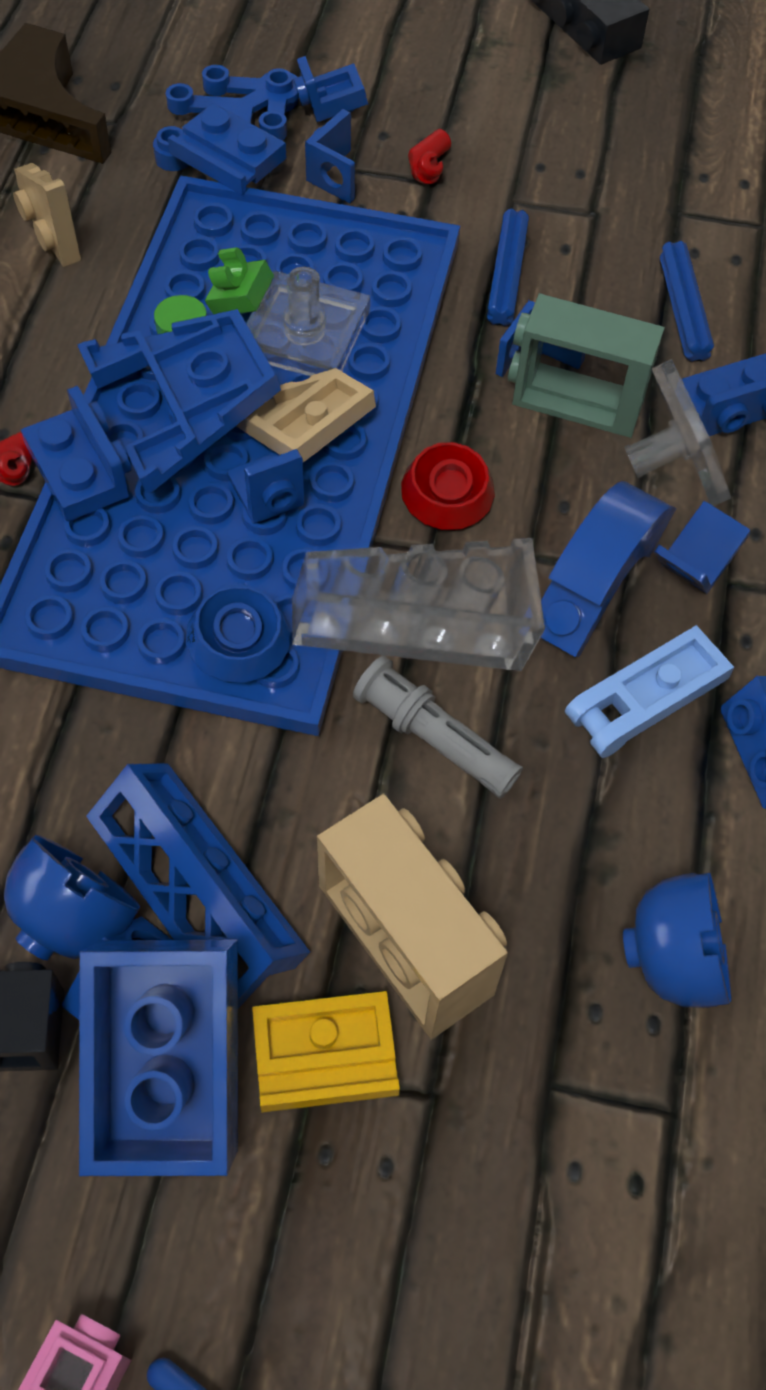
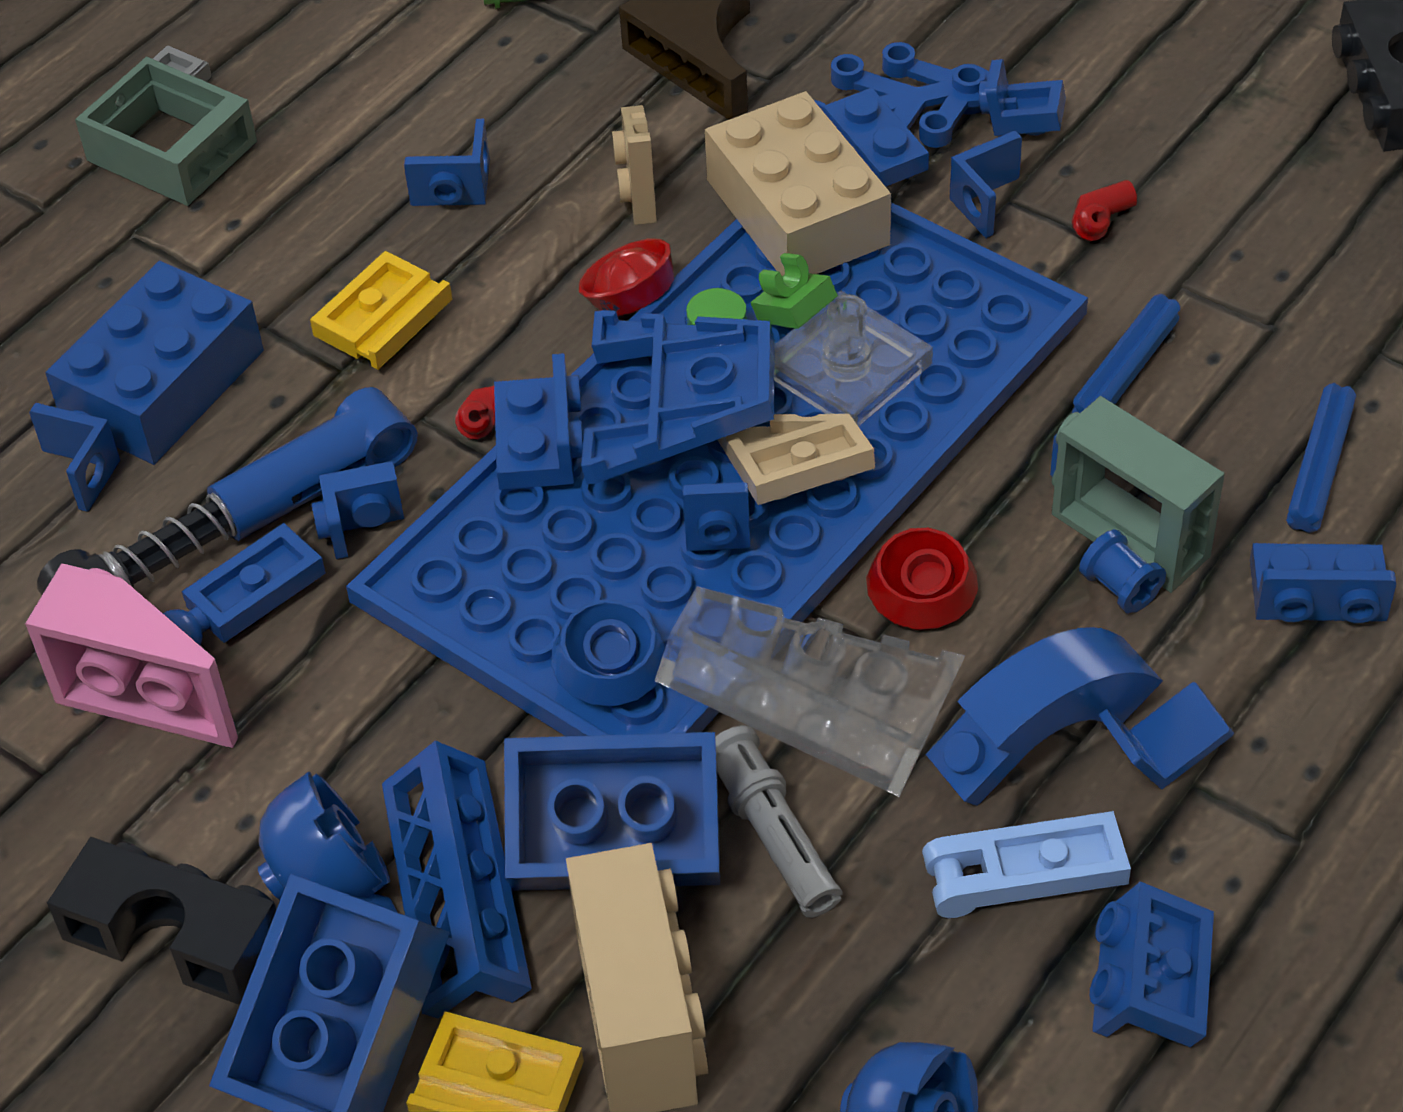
camera: 30 degrees right, 10 degrees down
(87, 308) = (629, 276): none -> red hat
(196, 192) = (798, 185): none -> tan brick
(314, 769) = (609, 795): none -> blue brick
(596, 431) = (1122, 571): none -> blue bush
(683, 438) = (1211, 606): clear tile -> none

